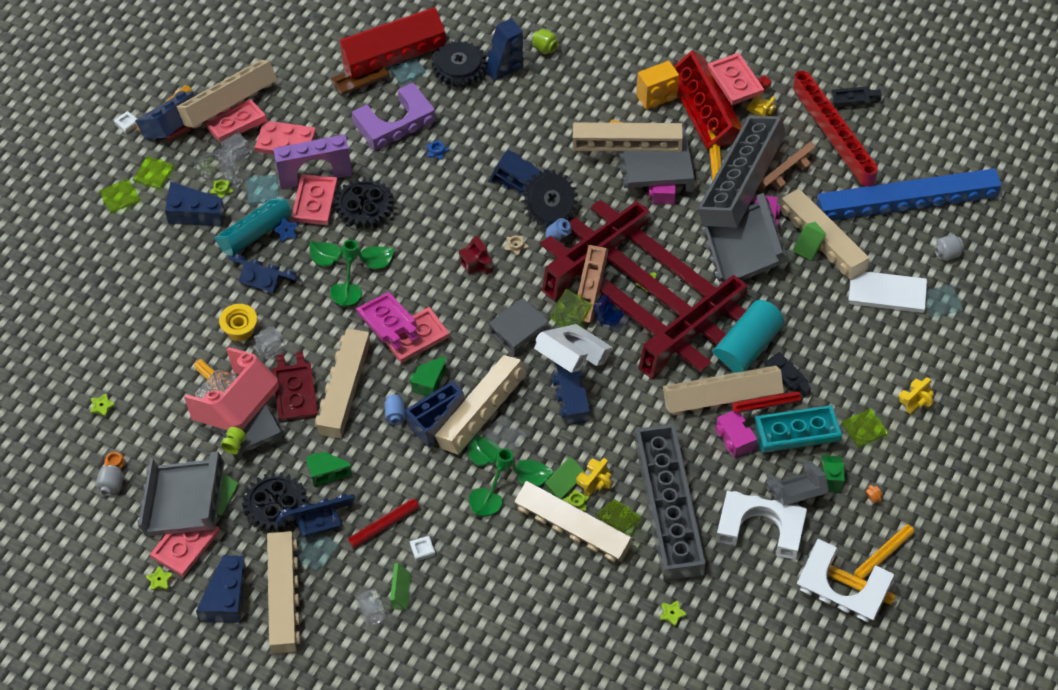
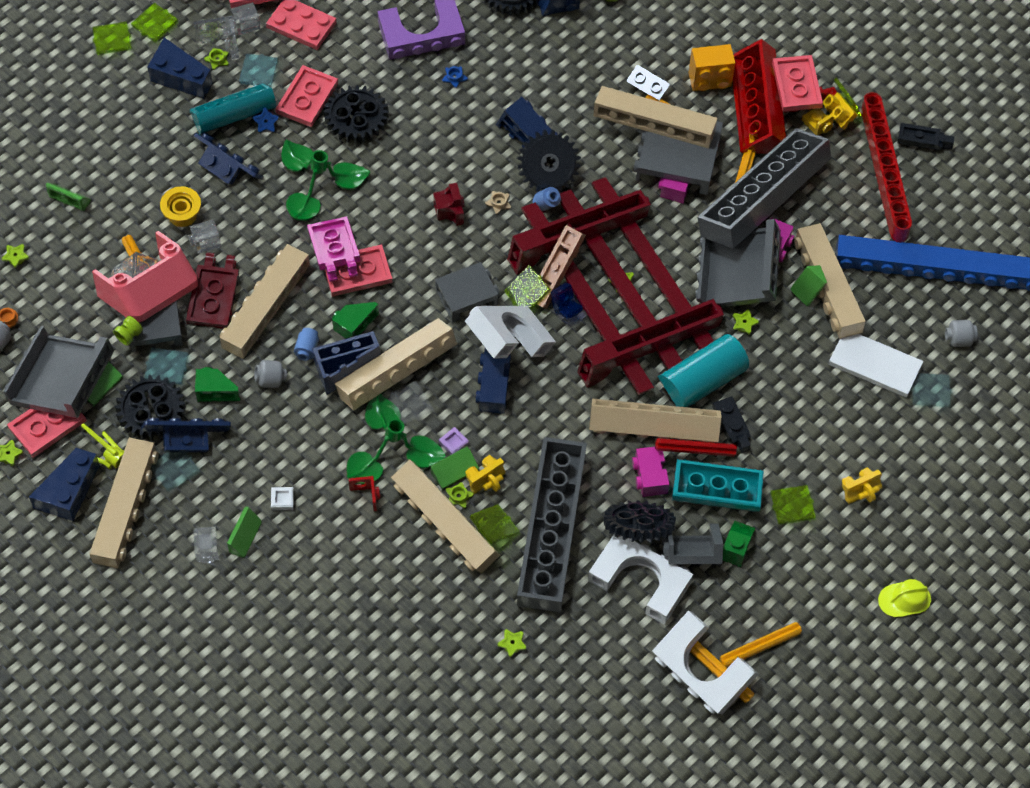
camera: 15 degrees right, 5 degrees up
(130, 342) = (67, 196): none -> bright green slope
(256, 553) = (112, 454): none -> neon yellow plant
(274, 461) = (166, 364): none -> clear light blue piece
(291, 157) = (337, 47): medium lavender arch -> none
(372, 444) = (270, 374): none -> light grey head
(383, 523) = (252, 460): red axle -> none
(496, 513) = (369, 484): none -> red bracket
(555, 457) = (453, 441): none -> lavender tile
(608, 111) = (648, 83): none -> hinge
(744, 477) = (639, 521): none -> black gear
(765, 292) = (744, 327): none -> lime plate
(779, 91) = (840, 109): none -> yellow hips
(780, 80) = (845, 94): none -> clear neon green piece
(798, 159) = (834, 189): nougat hinge -> none
(874, 494) = (773, 579): orange plate -> none
(988, 478) = (904, 598): none -> neon yellow piece

